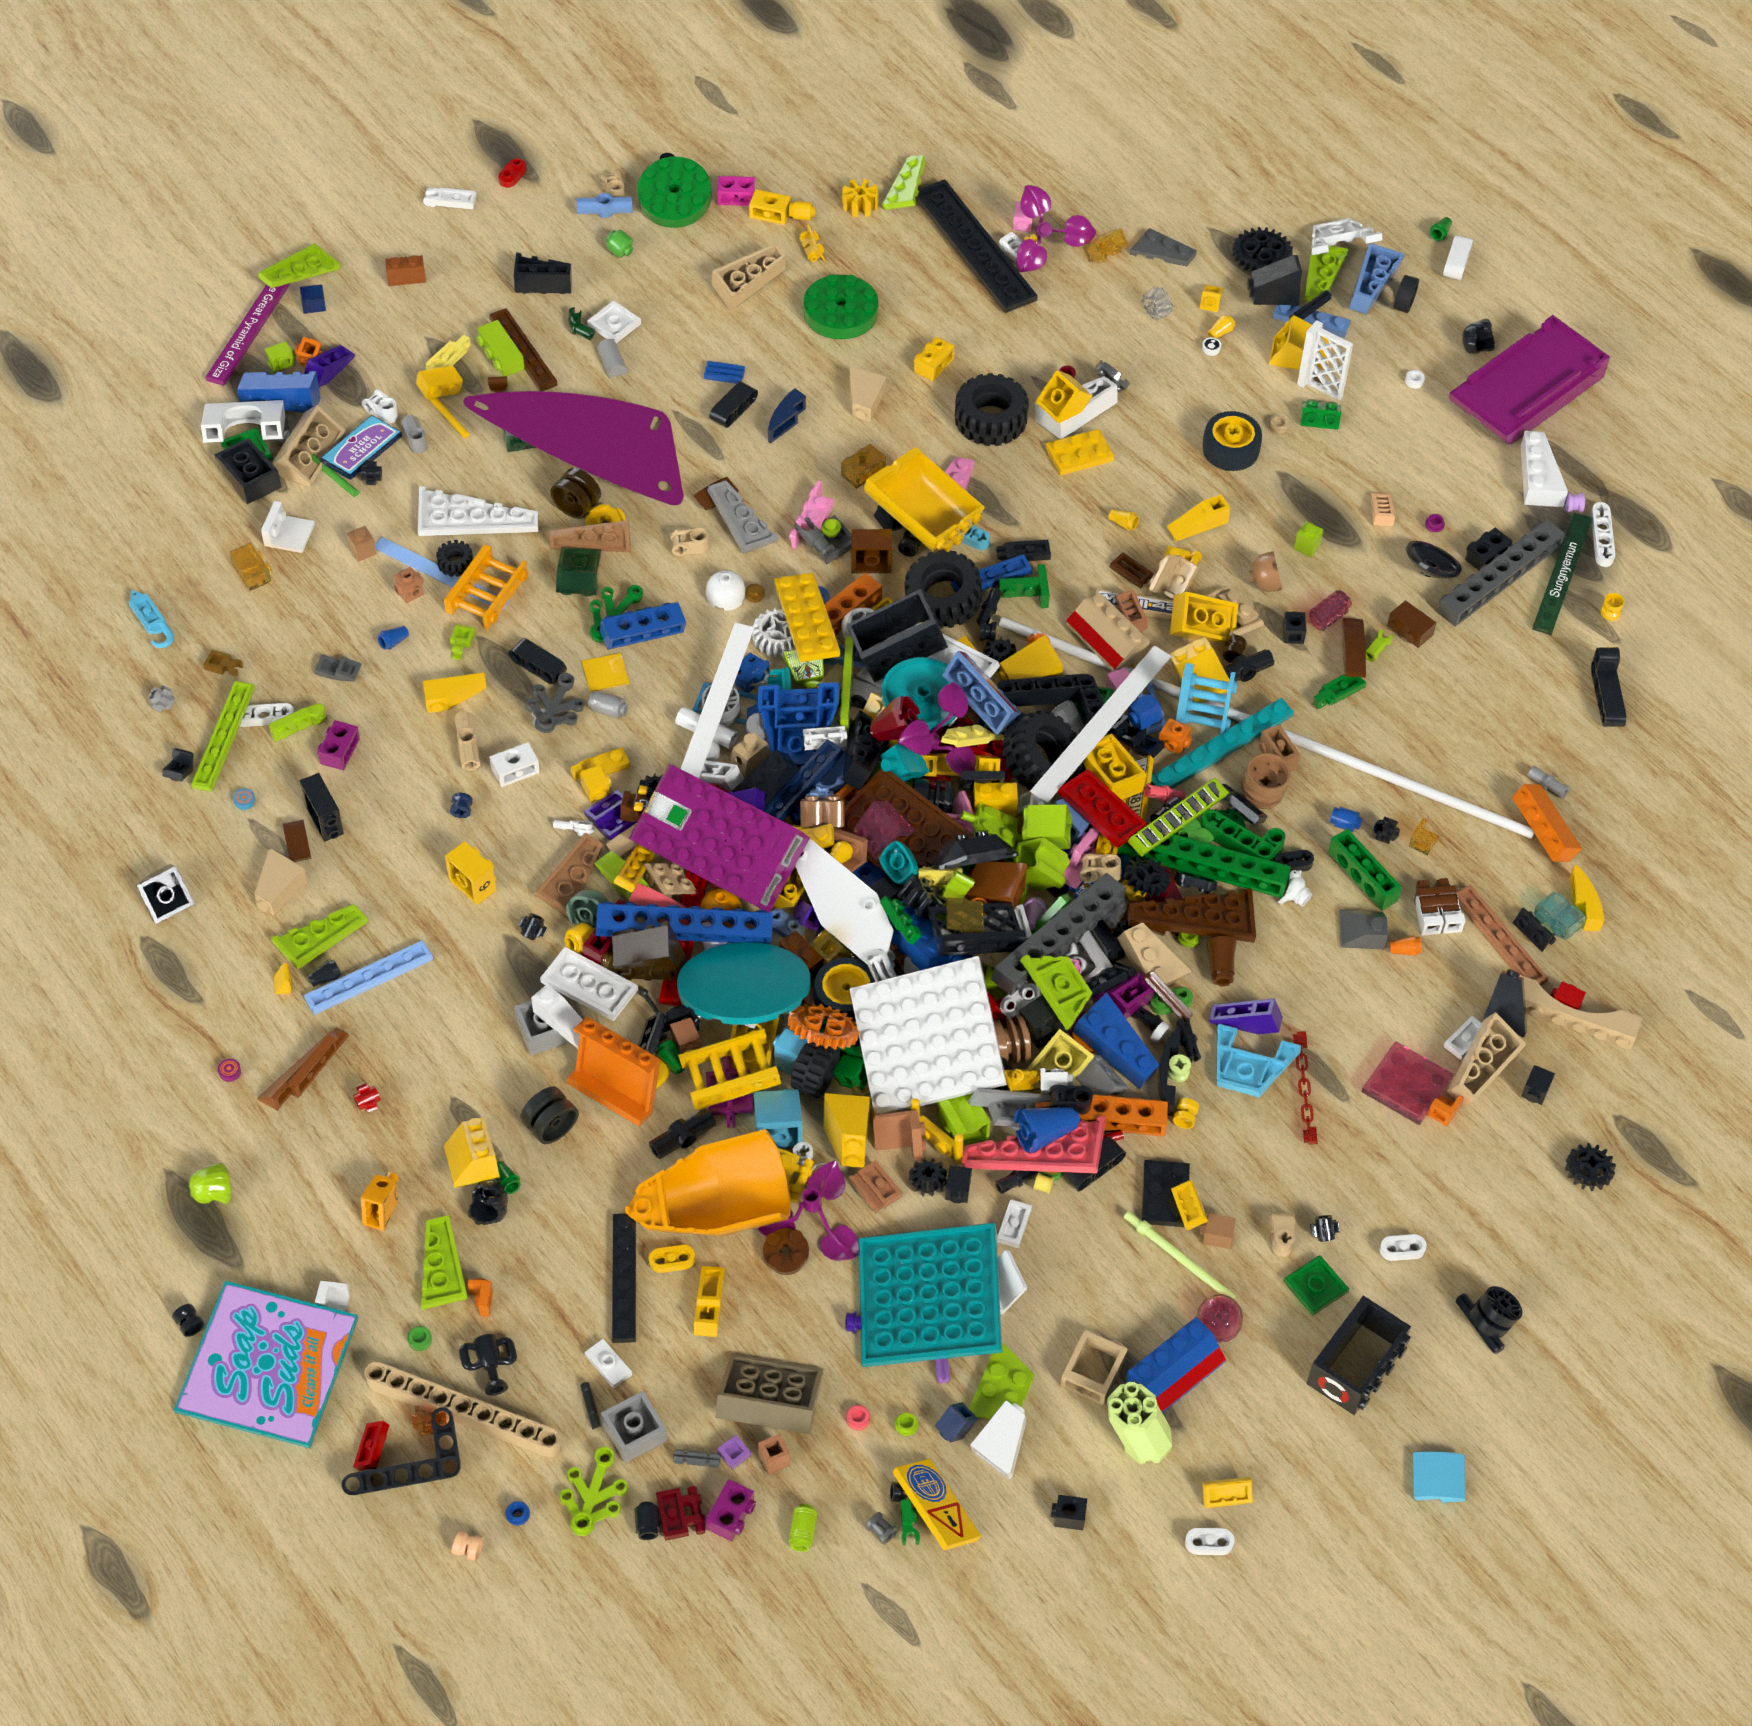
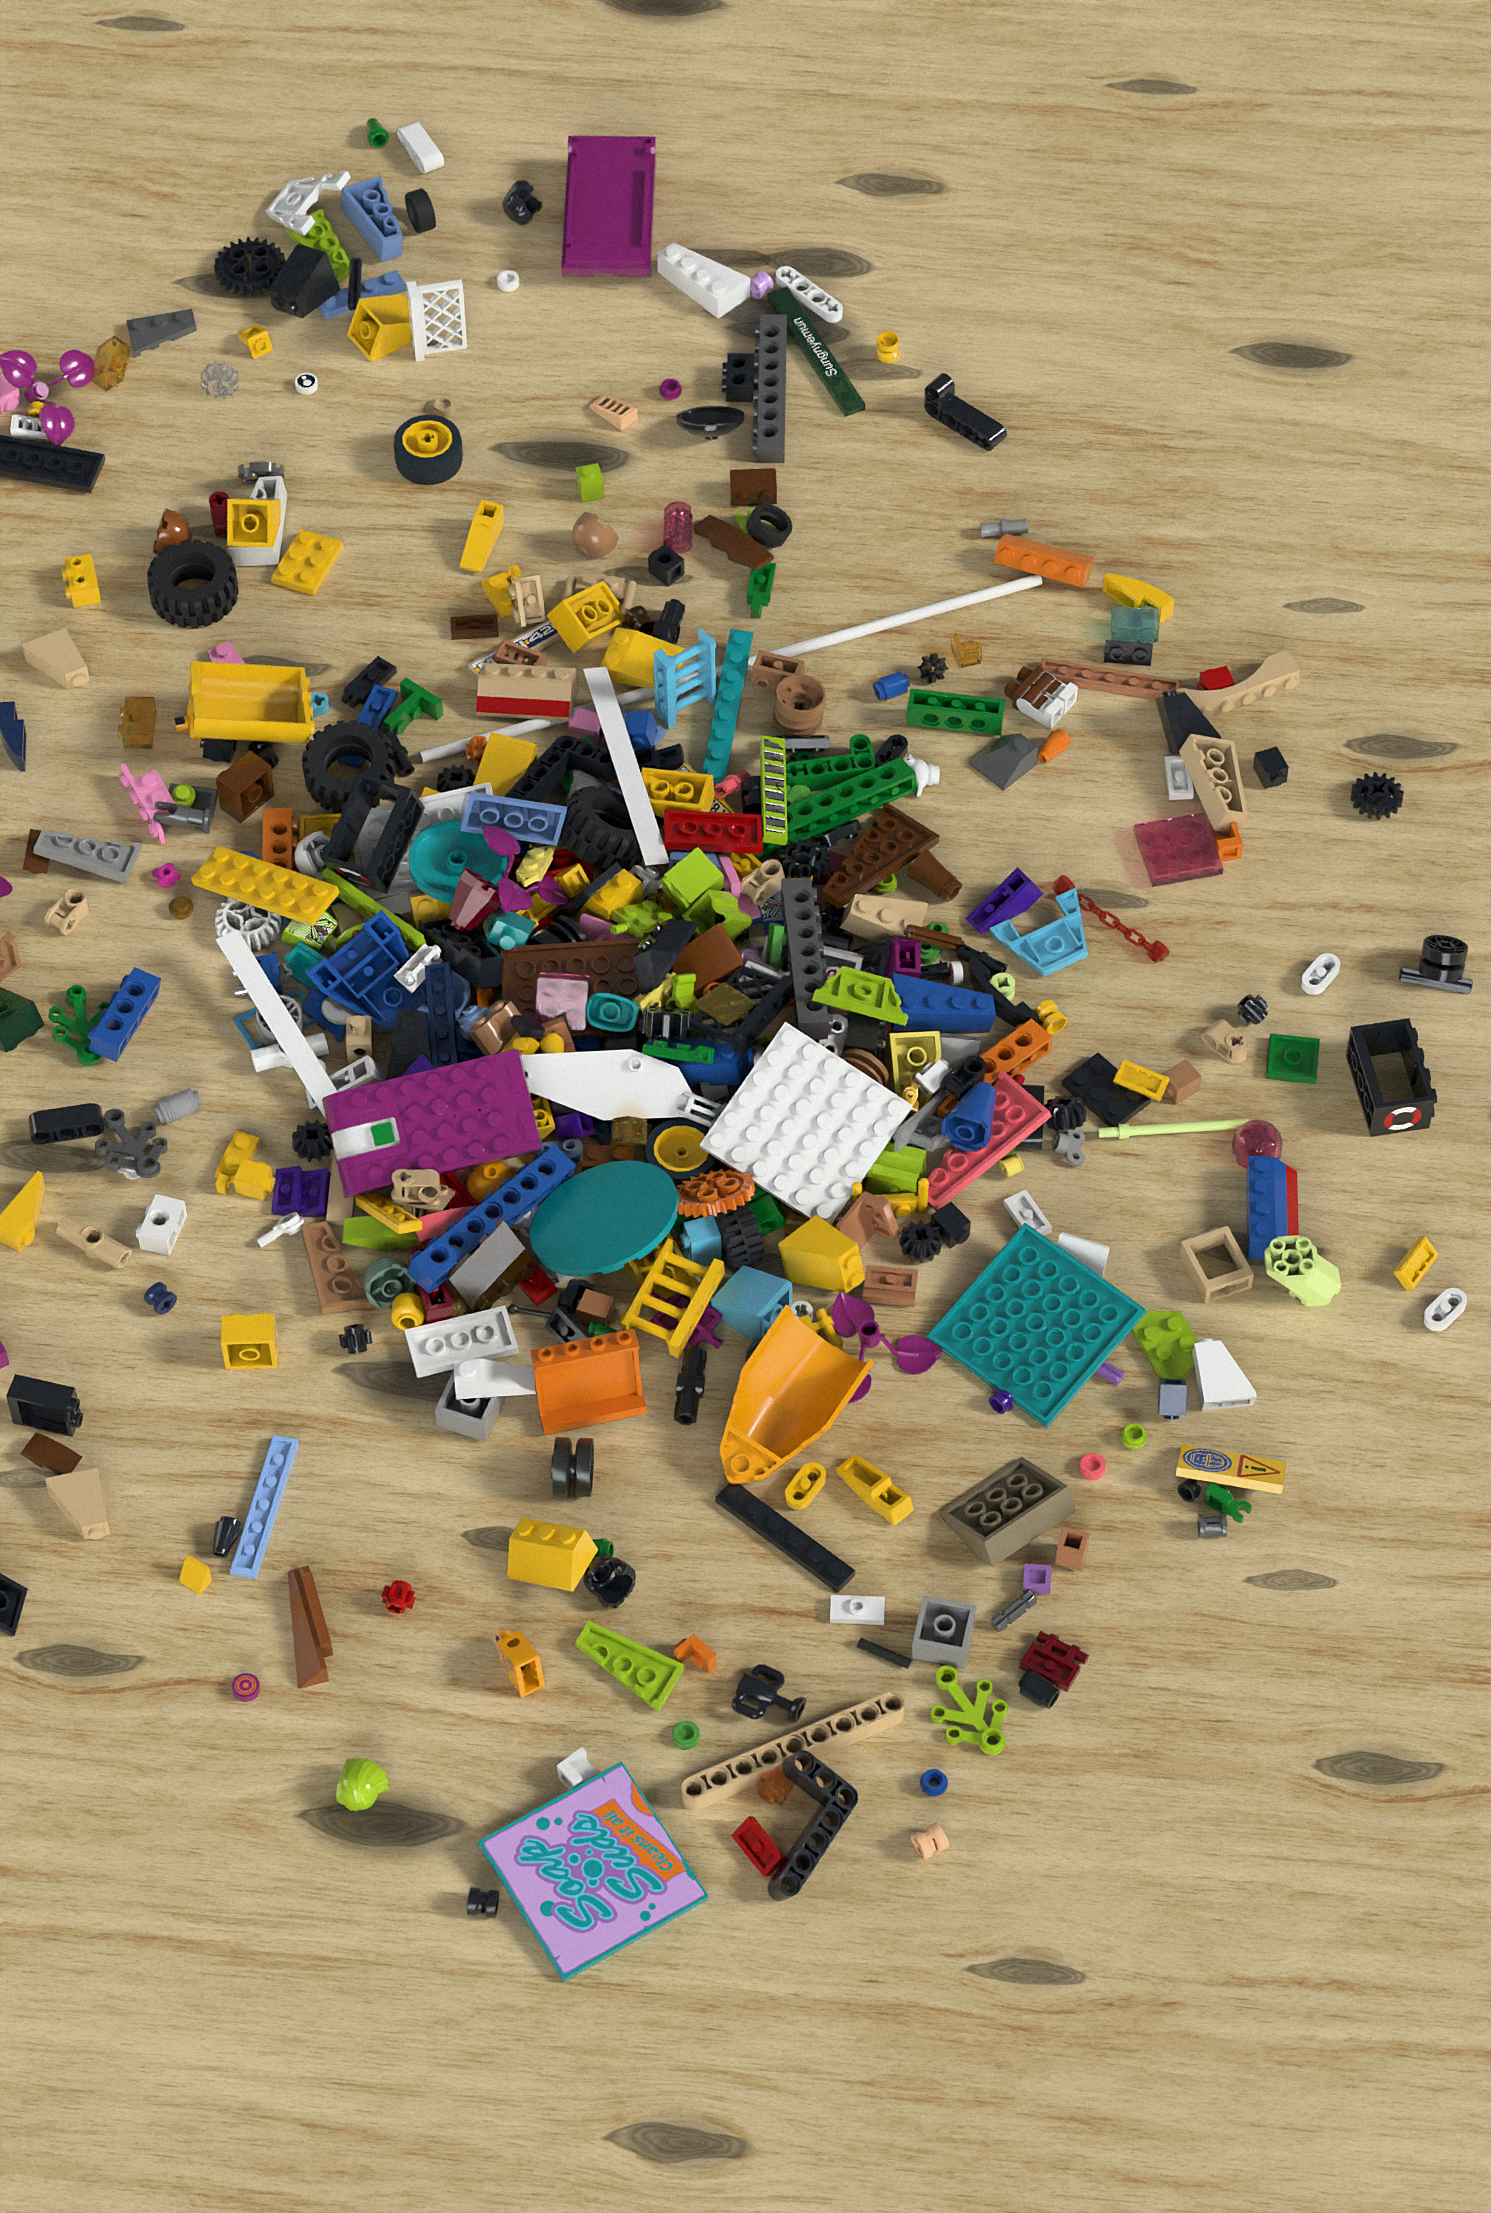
camera: 45 degrees left, 0 degrees up
(309, 942) = (177, 1516): lime wing -> none
(605, 672) = (134, 1084): yellow piece -> none
(633, 804) = (317, 1166): reddish brown piece -> none
(663, 866) = (417, 1184): none -> tan piece
(725, 590) = (153, 926): white cylinder -> none
(726, 1509) = (1085, 1622): magenta brick -> none
(769, 567) = (166, 880): none -> dark pink plate
(785, 1238) = (884, 1411): reddish brown plate -> none
(803, 1528) = (1156, 1581): lime head -> none
(836, 825) = (527, 1026): none -> black tile
(987, 631) = (423, 773): black wheel -> none
(1014, 1179) = (985, 1185): black axle -> none
(1019, 368) = (171, 529): none -> dark orange cylinder
(1075, 1504) = (1333, 1375): black brick -> none
(1097, 1205) = (1070, 1146): none -> light grey piece
(1116, 1181) = (1066, 1113): none -> black gear
(1125, 519) = (417, 588): yellow cone -> none
(1175, 736) = (683, 730): orange brick -> none
(1222, 326) = (296, 359): yellow cone -> none
(1320, 415) = (470, 370): green bracket -> none
(1379, 662) = (763, 534): none -> black tyre

